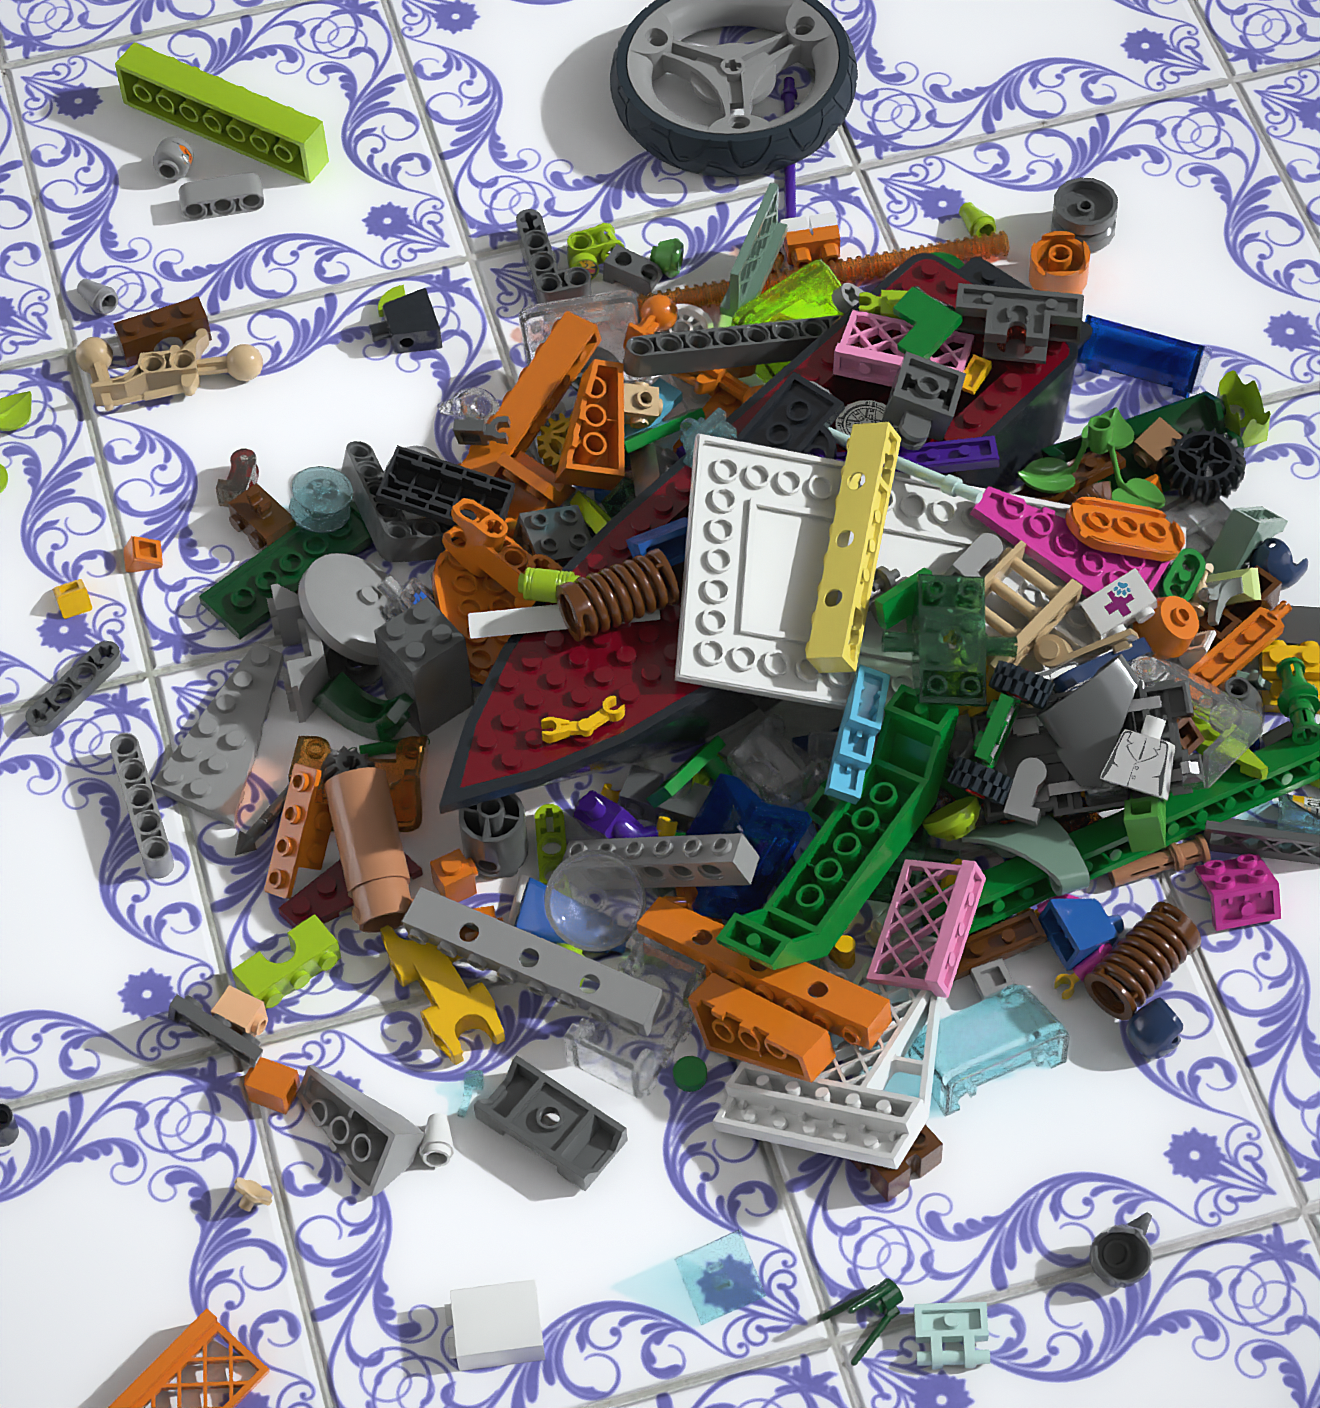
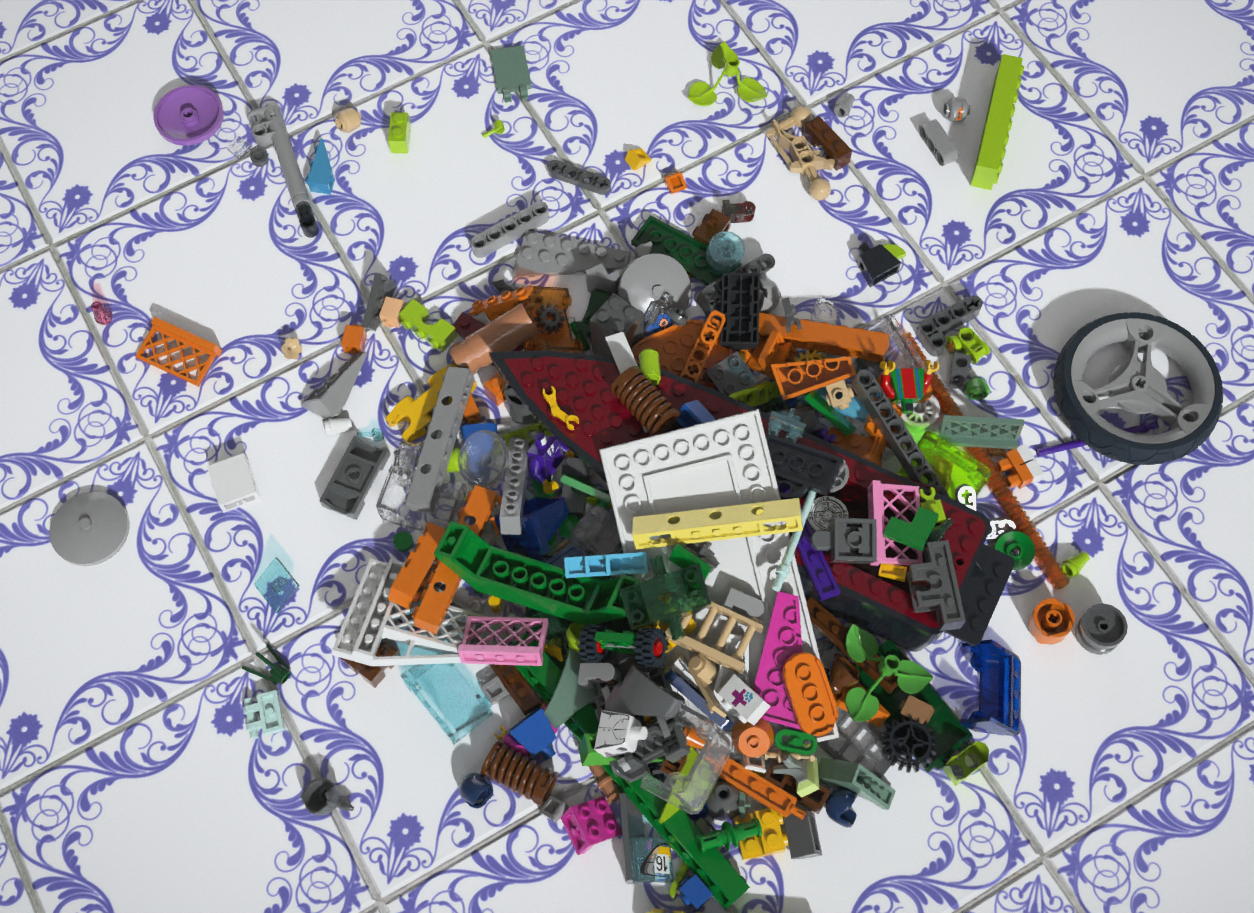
camera: 75 degrees right, 10 degrees up
(429, 575) = (678, 316): none -> dark grey hat
(543, 1025) = (407, 455): none -> clear helmet
(657, 307) = (906, 384): none -> torso
(1210, 933) = (553, 808): none -> light grey tile

